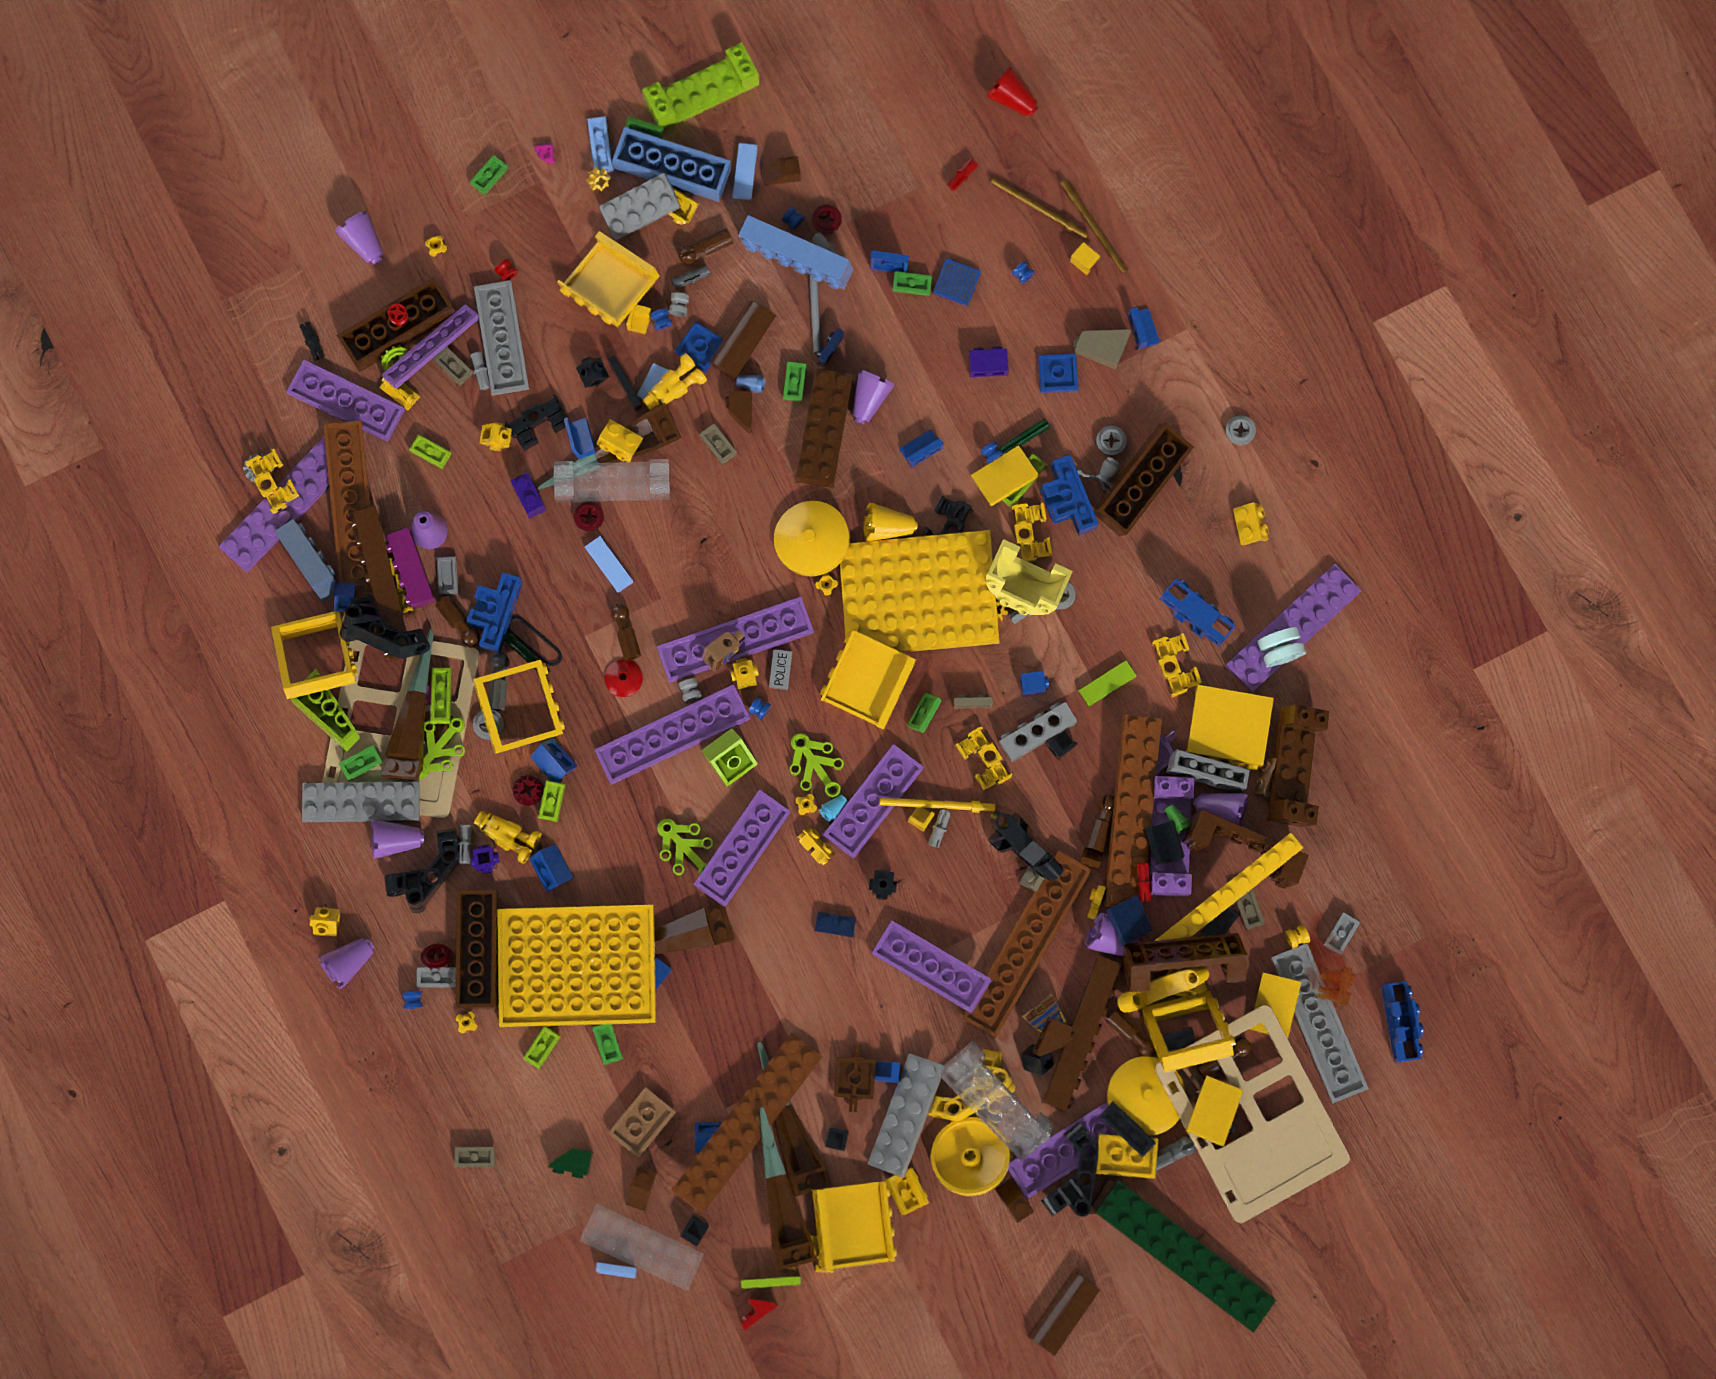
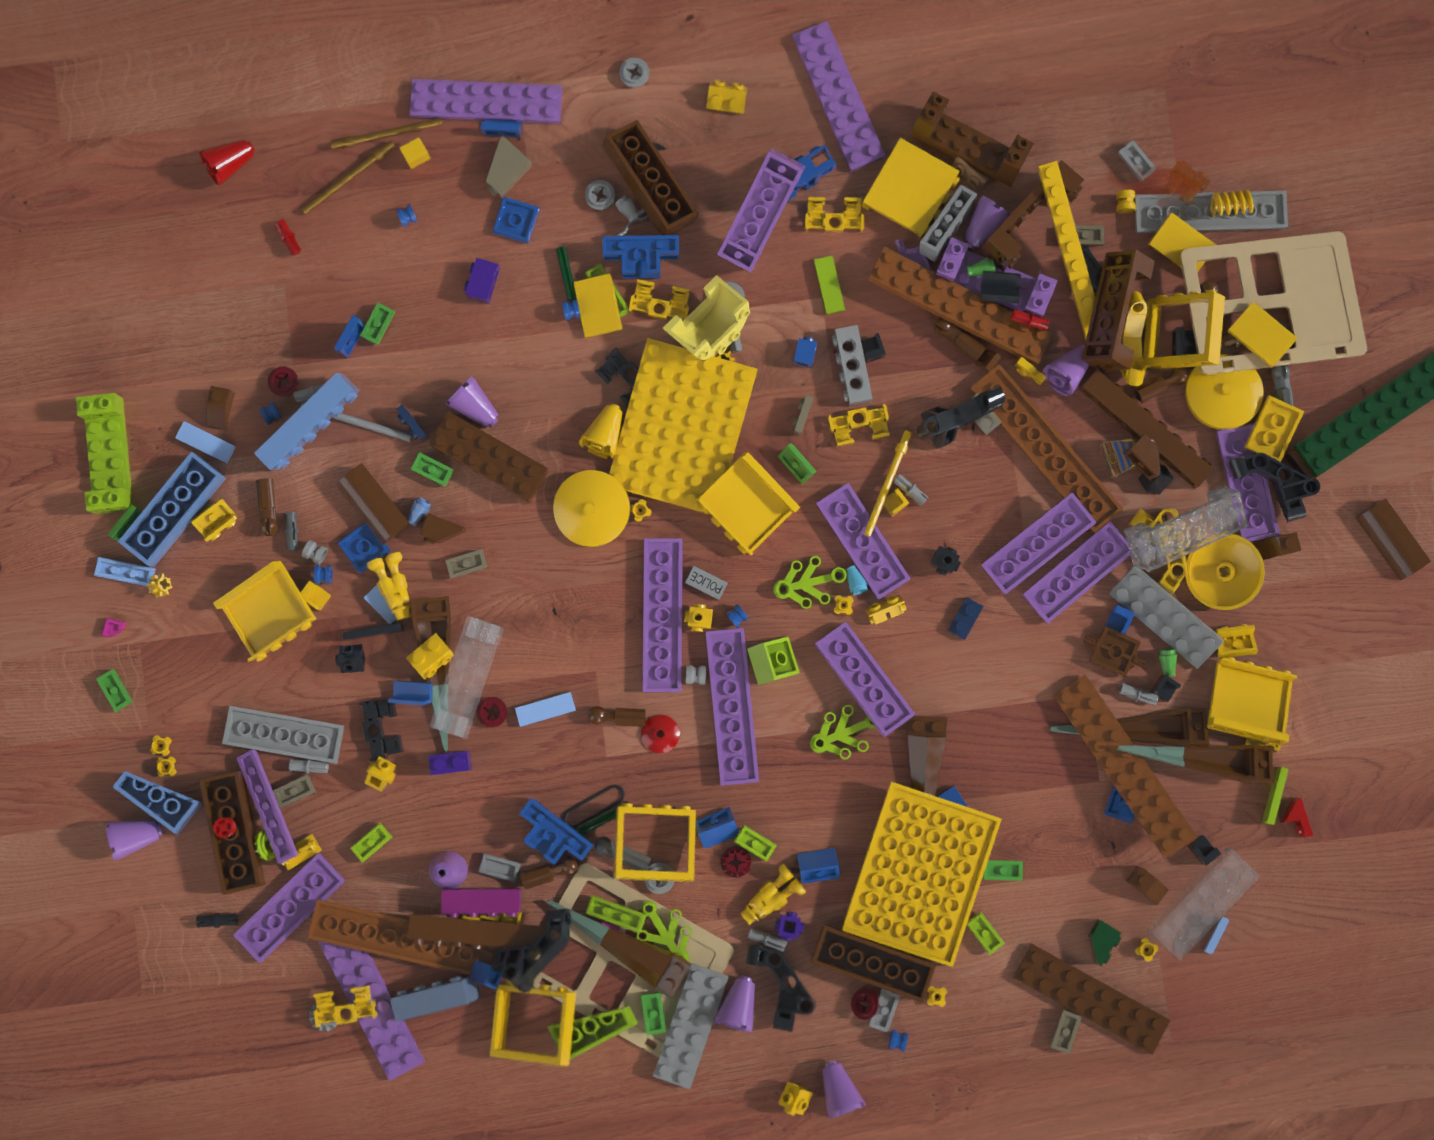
camera: 65 degrees left, 5 degrees up
(400, 253) = (163, 804): none -> medium blue wedge
(448, 230) = (162, 750): none -> yellow plate
(506, 270) = (217, 706): red wheel -> none
(514, 1172) = (1092, 999): none -> reddish brown plate
(574, 1209) = (1152, 949): none -> yellow plate
(640, 206) = (203, 554): light grey plate -> none
(642, 1122) = (1087, 863): medium nougat plate -> none
(722, 649) = (672, 635): medium nougat torso -> none
(822, 1116) = (1138, 694): none -> light grey axle
(865, 1132) = (1168, 661): none -> bright green cone
(917, 1015) = (1078, 572): none -> medium lavender plate
(921, 448) = (541, 374): blue panel -> none
(957, 282) = (392, 281): tile -> none
(1127, 1129) = (1251, 419): black tile -> none
(1129, 920) = (1061, 346): dark blue tile -> none
(1150, 589) = (761, 210): none -> medium lavender plate
(1160, 305) = (486, 101): none -> medium lavender plate
(1281, 647) = (857, 110): light aqua wheel -> none
(1333, 1037) = (1231, 201): none -> yellow piece
(1402, 1021) = (1237, 136): blue piece -> none

